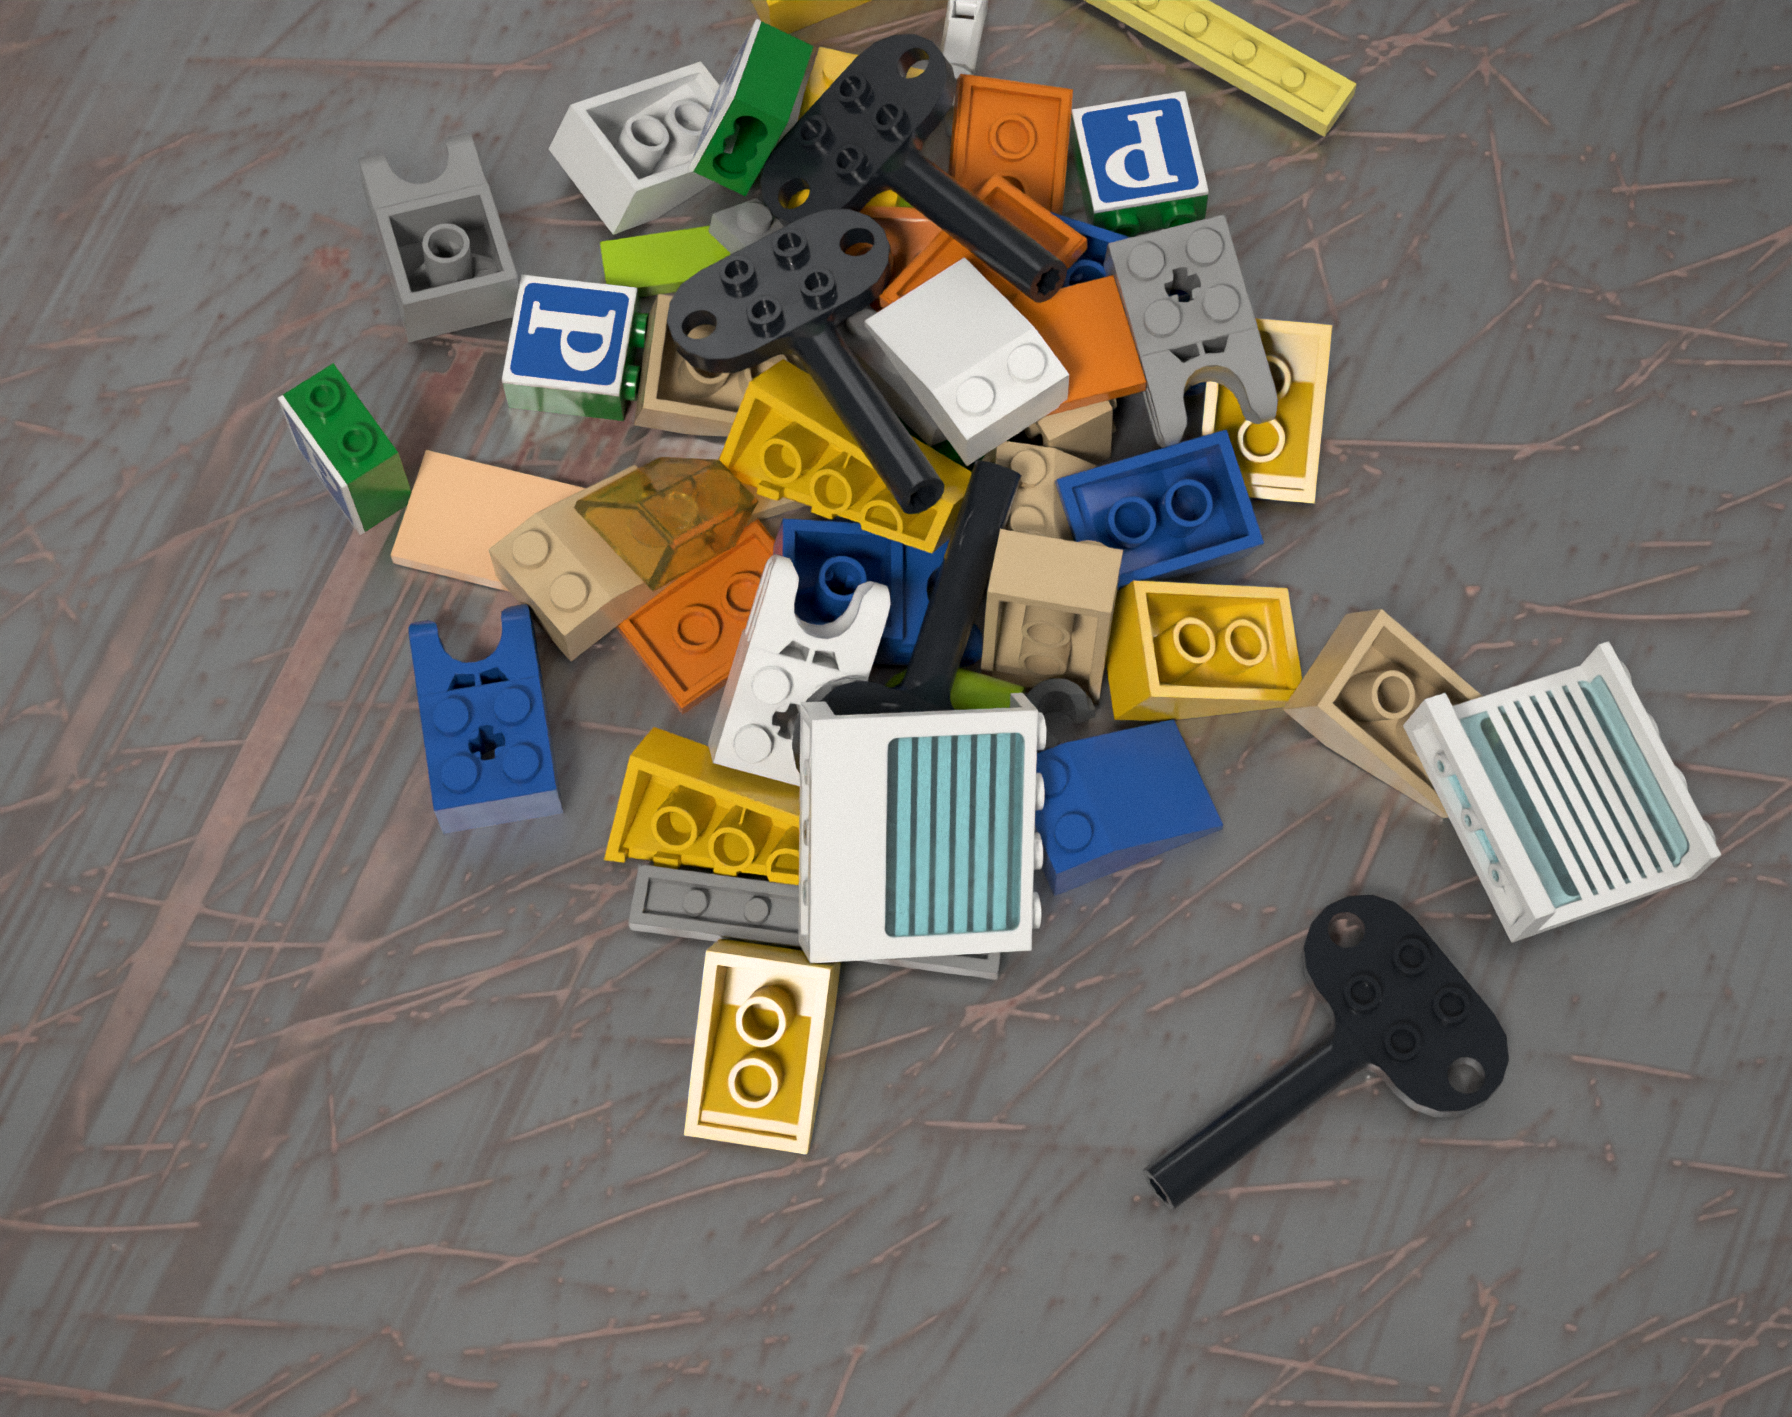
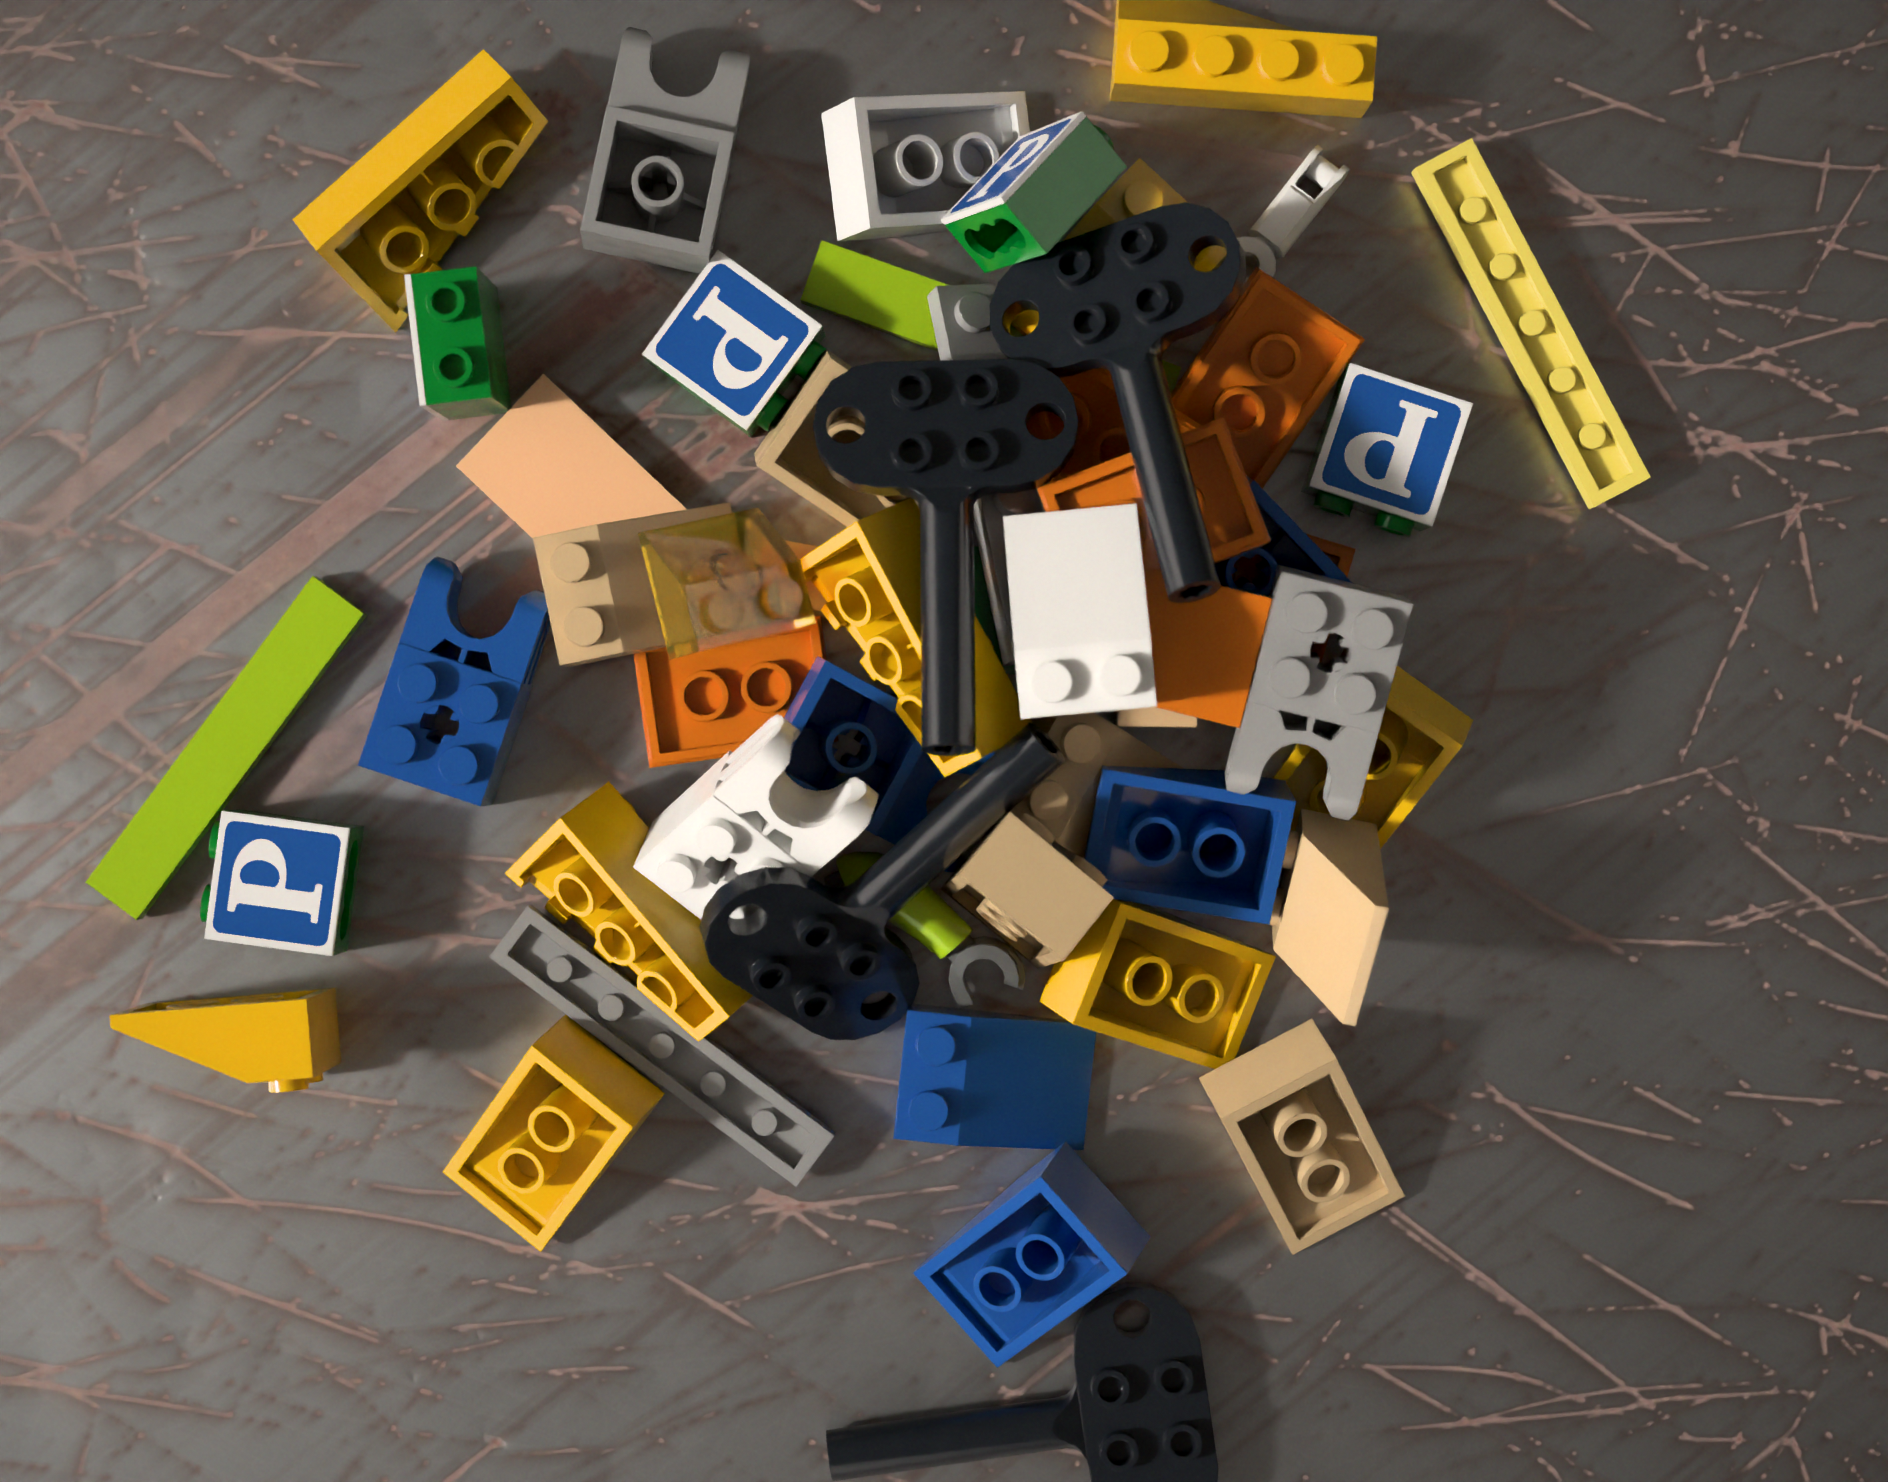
camera: 25 degrees right, 20 degrees up
(250, 357) = (422, 185): none -> yellow wedge
(308, 882) = (226, 748): none -> lime tile
(414, 955) = (282, 882): none -> piece
(449, 1084) = (250, 1037): none -> yellow slope
(919, 832) = (778, 1052): panel -> none
(1230, 929) = (1034, 1255): none -> blue slope
(1306, 500) = (1331, 908): none -> tan slope
(1562, 795) = (1403, 1302): panel -> none

